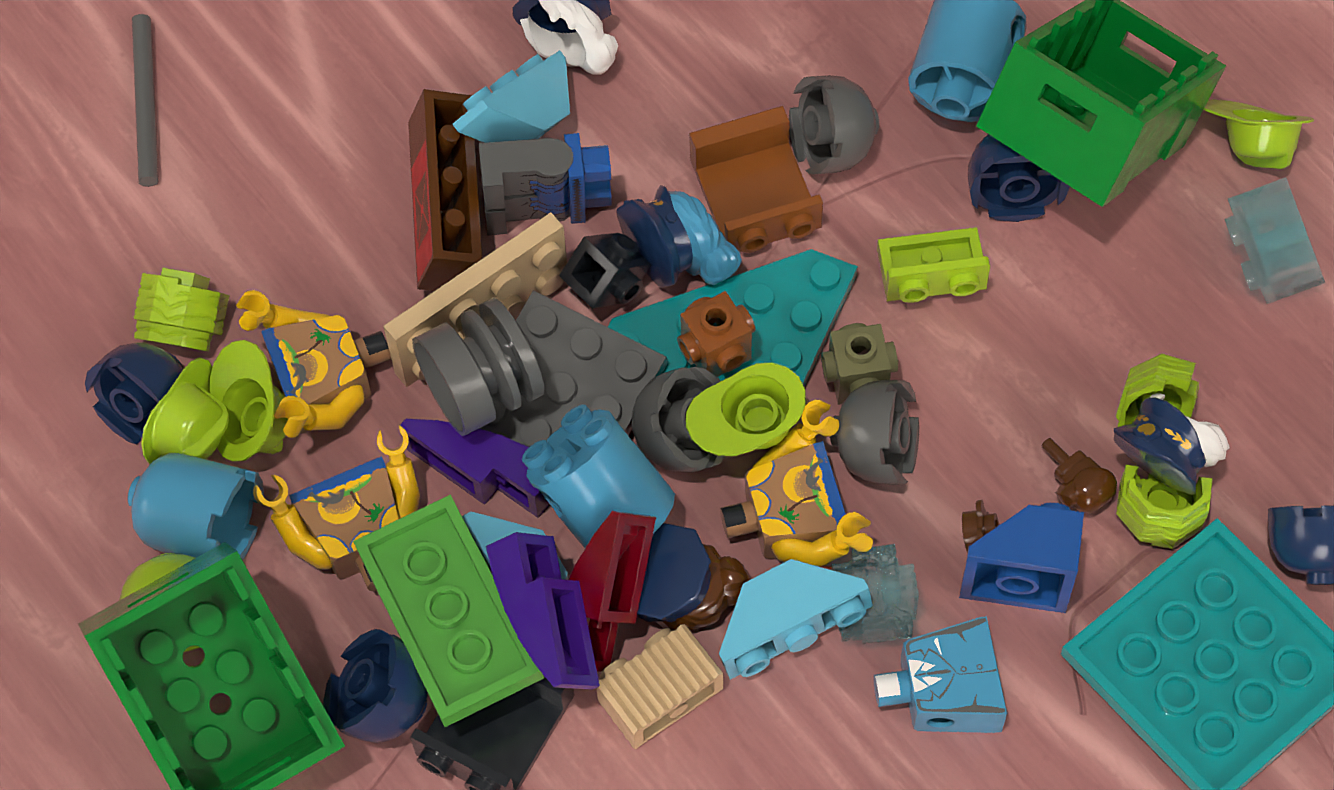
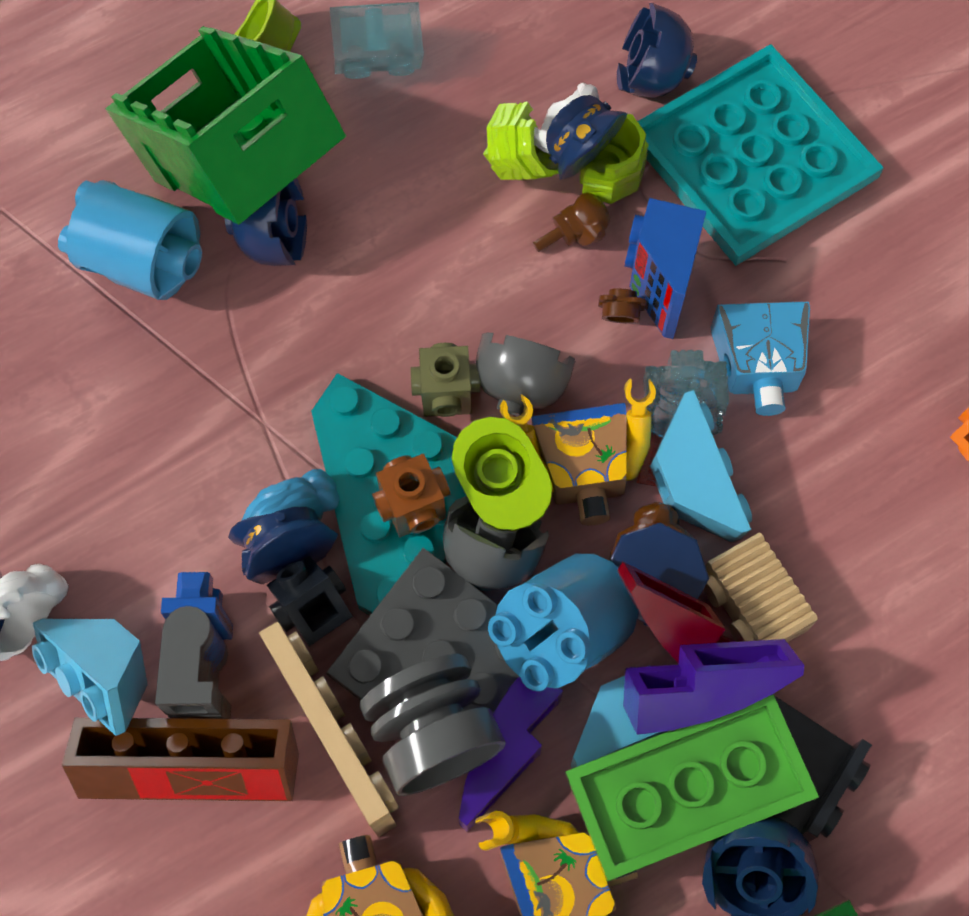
camera: 85 degrees left, 5 degrees up
(754, 181) = (226, 455): dark orange panel -> none
(832, 124) = (183, 372): dark grey cylinder -> none
(933, 265) = (347, 308): lime bracket -> none

